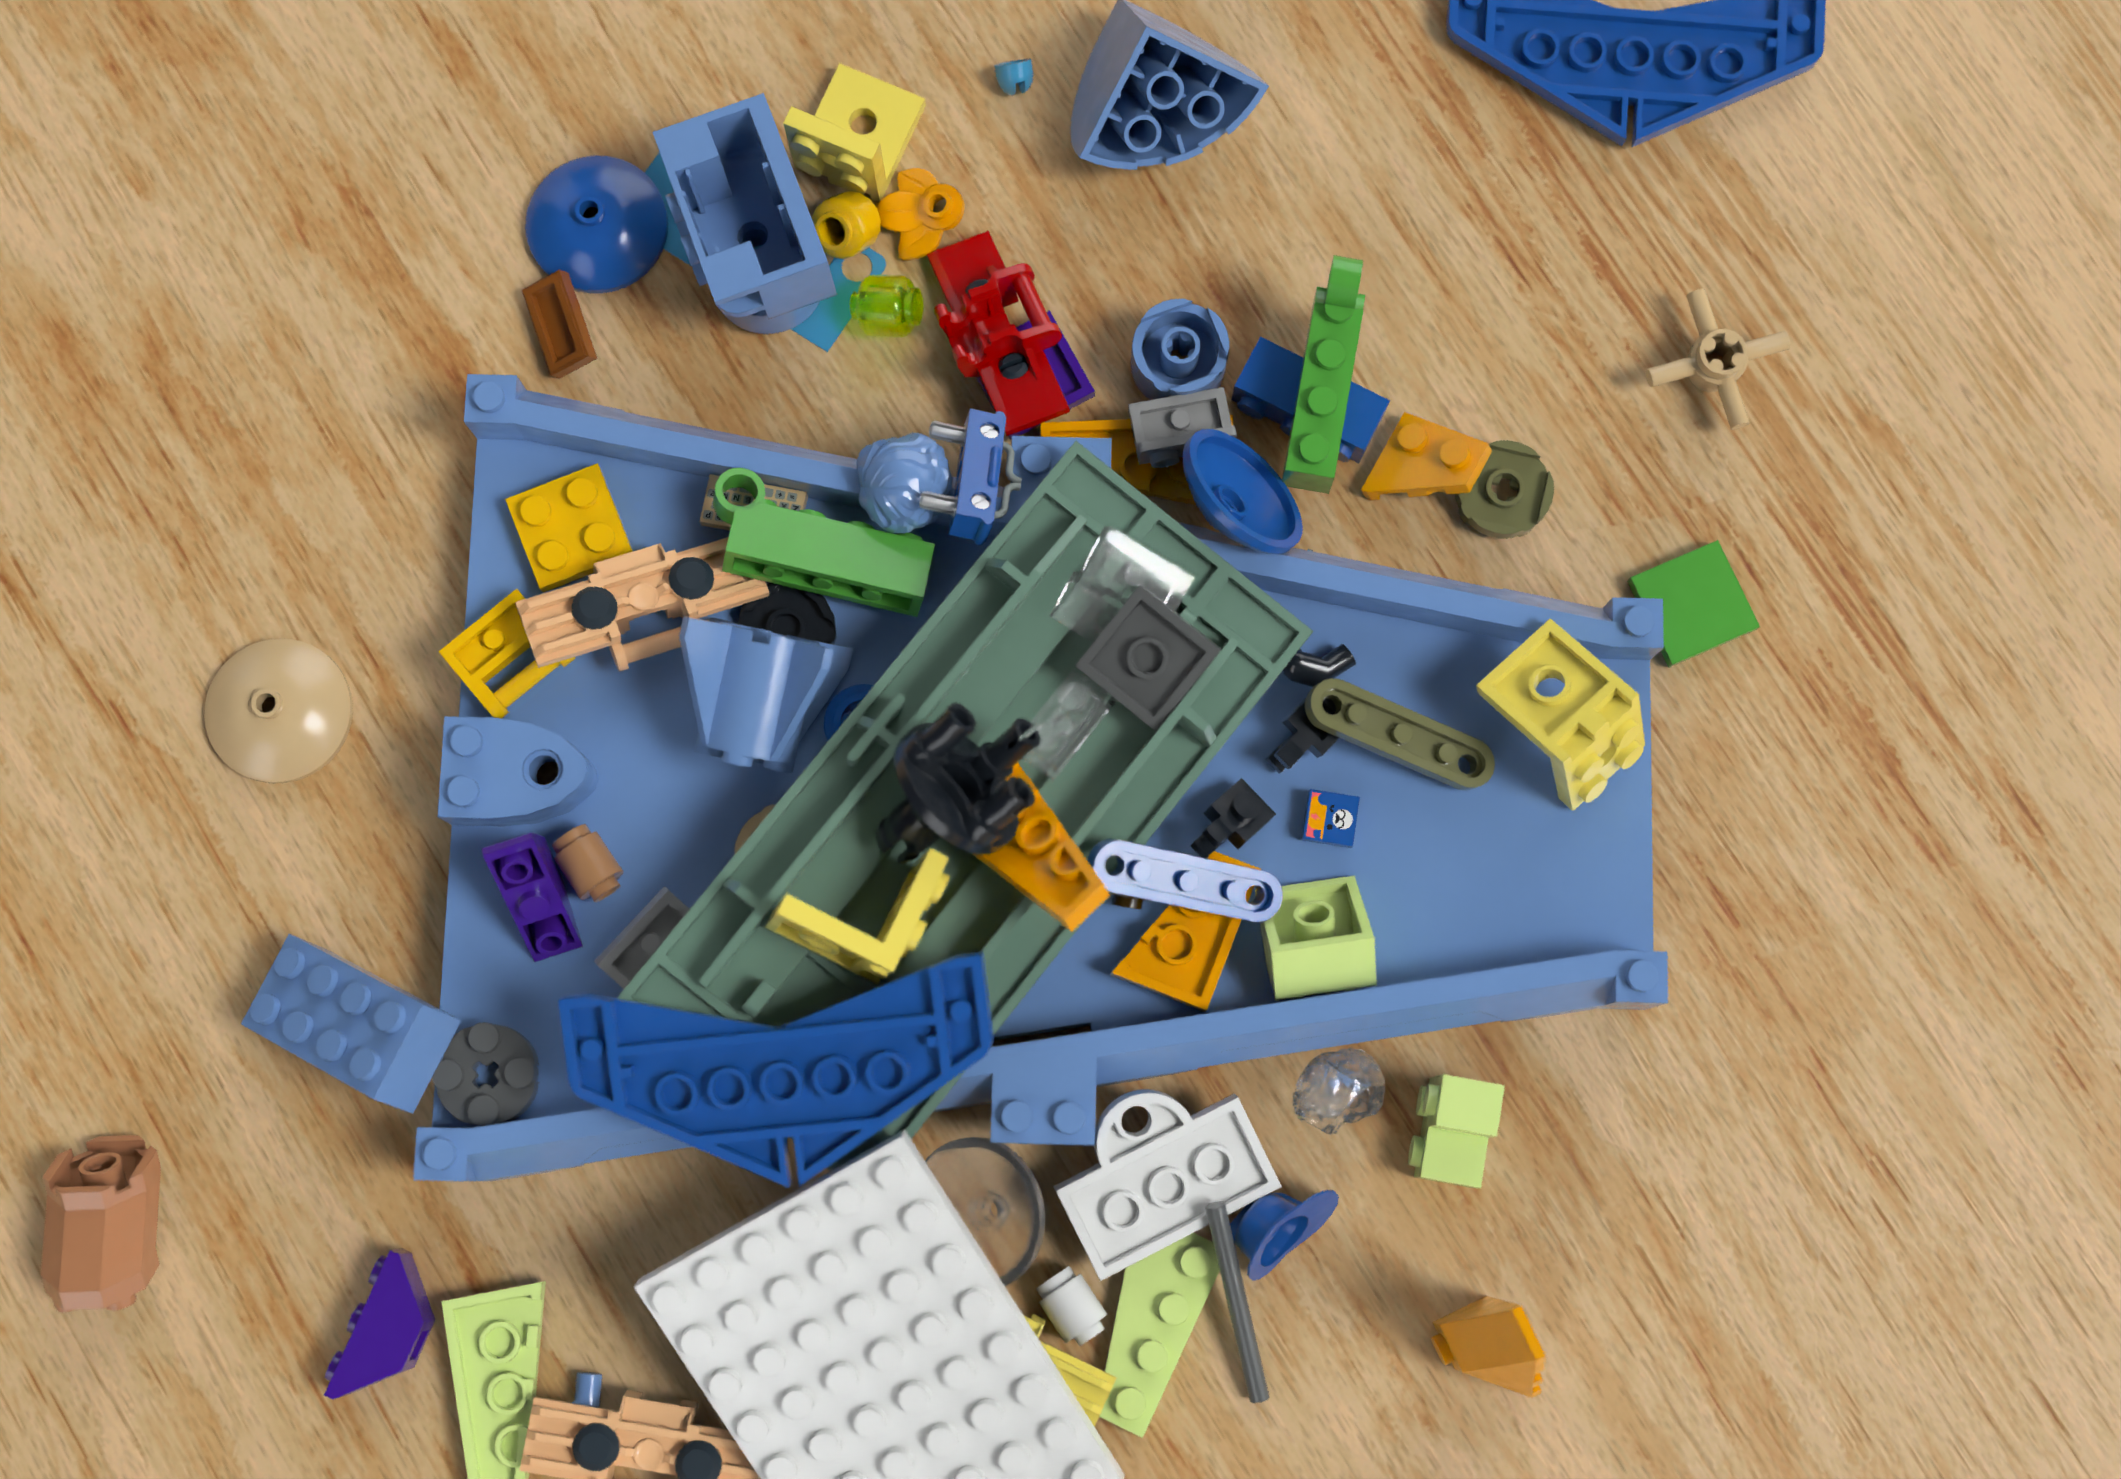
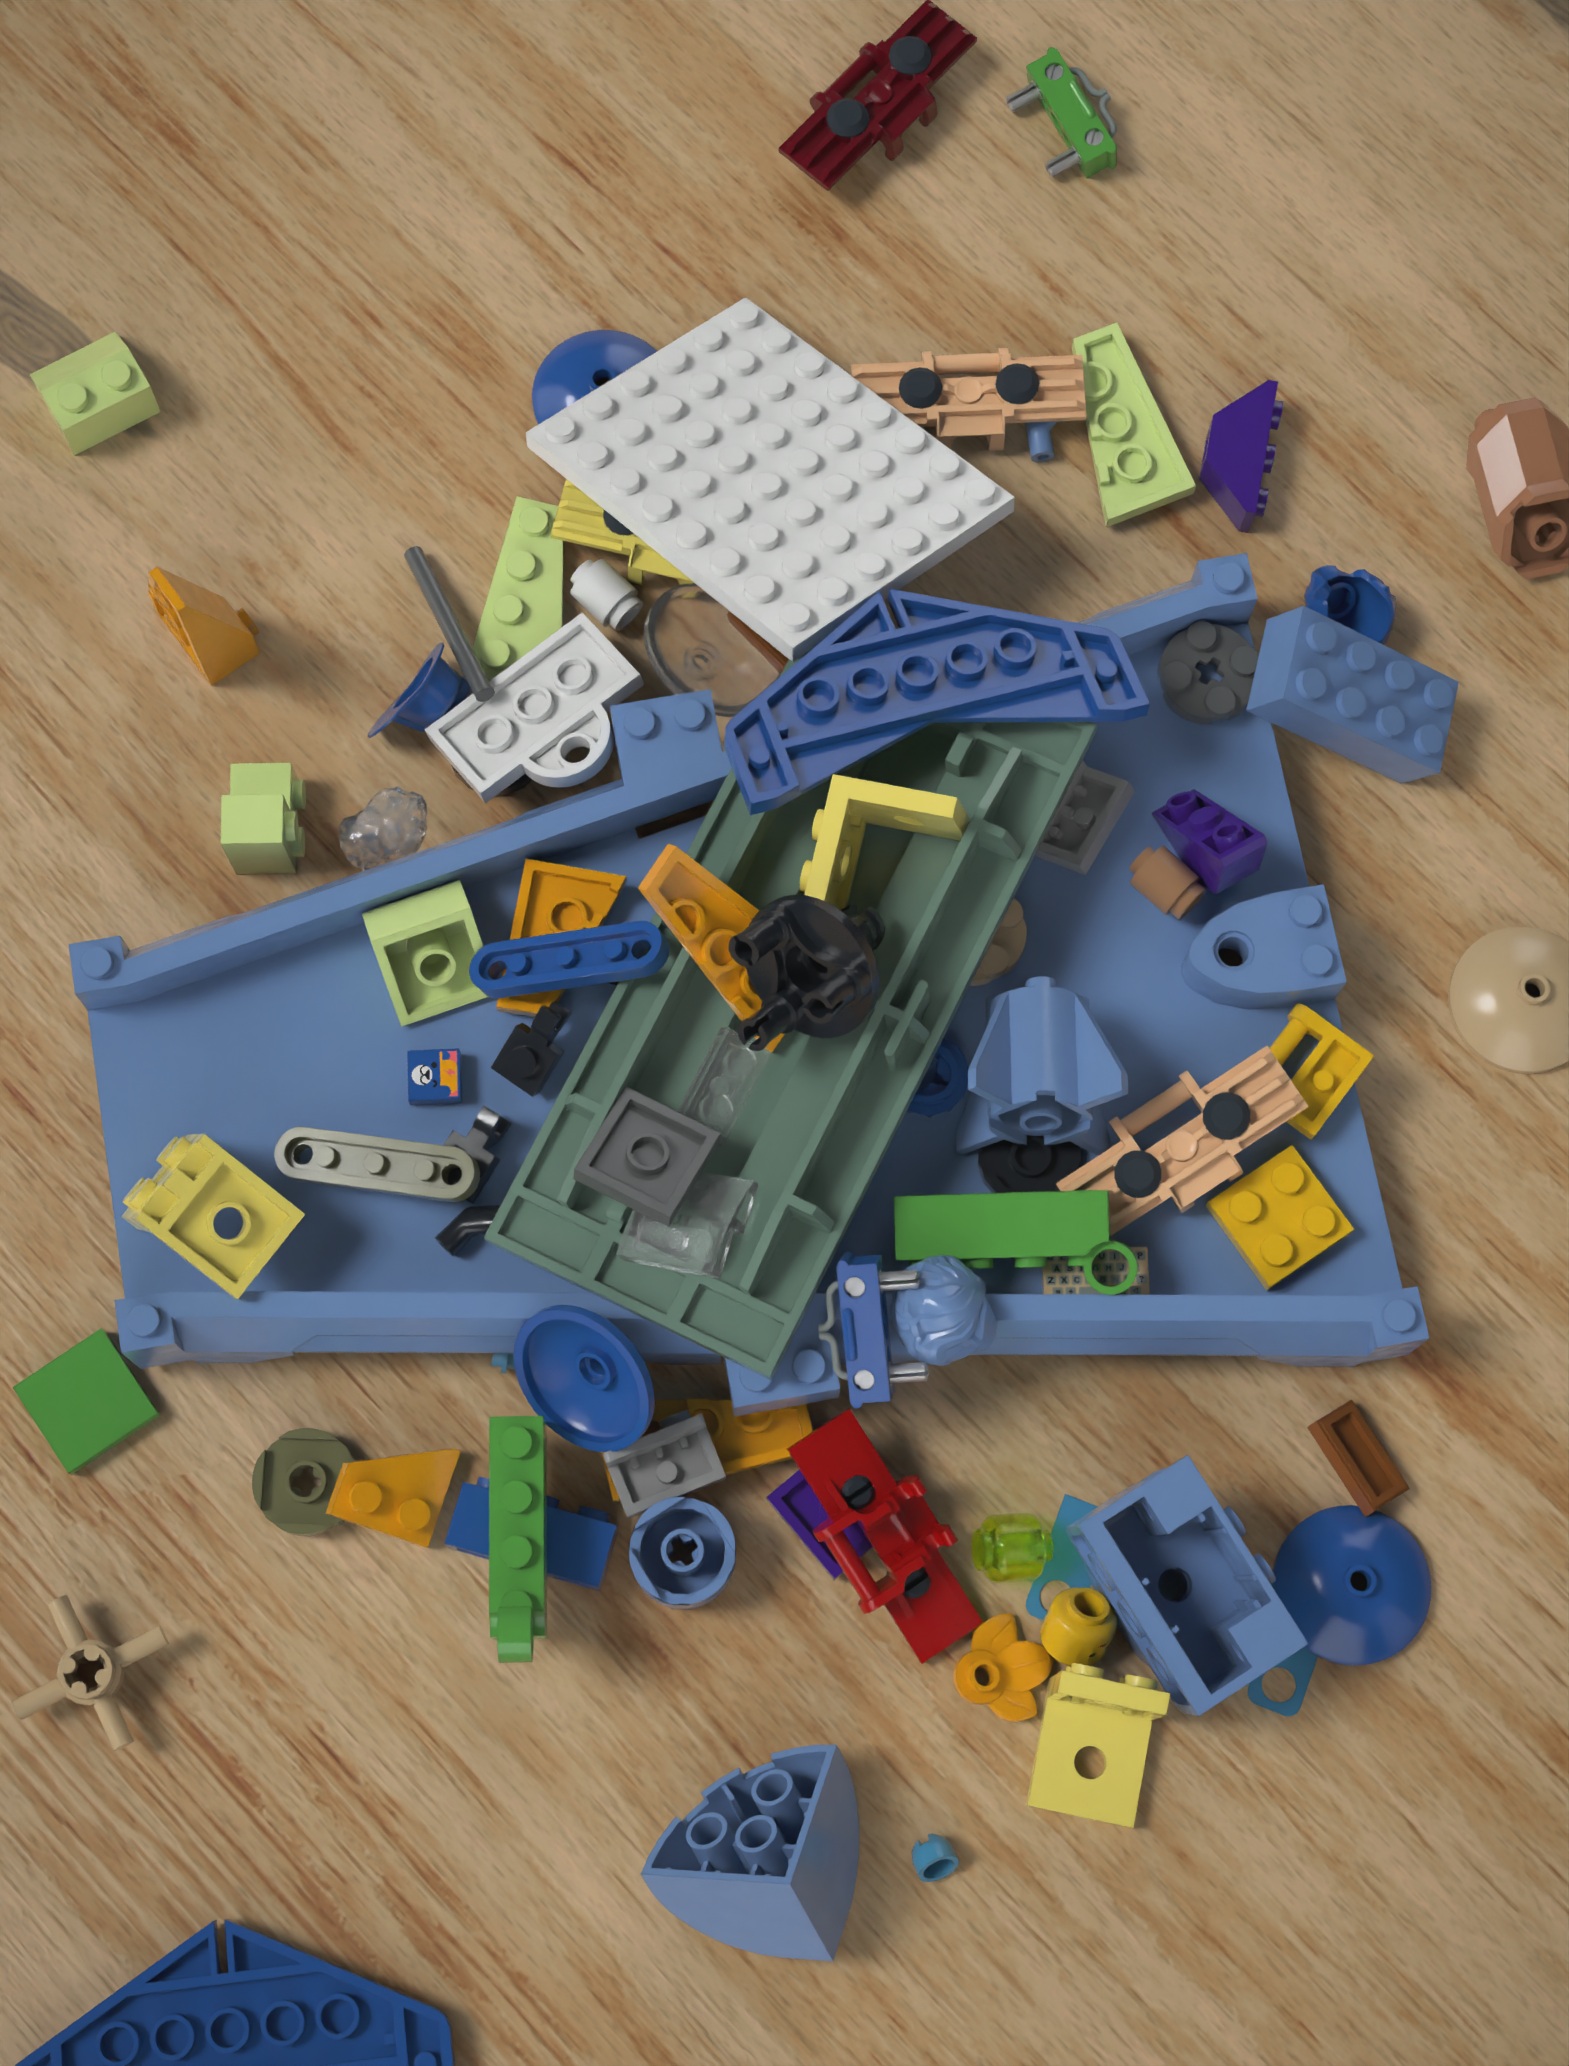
camera: 165 degrees right, 5 degrees down
(328, 1126) = (1353, 600): none -> blue hair

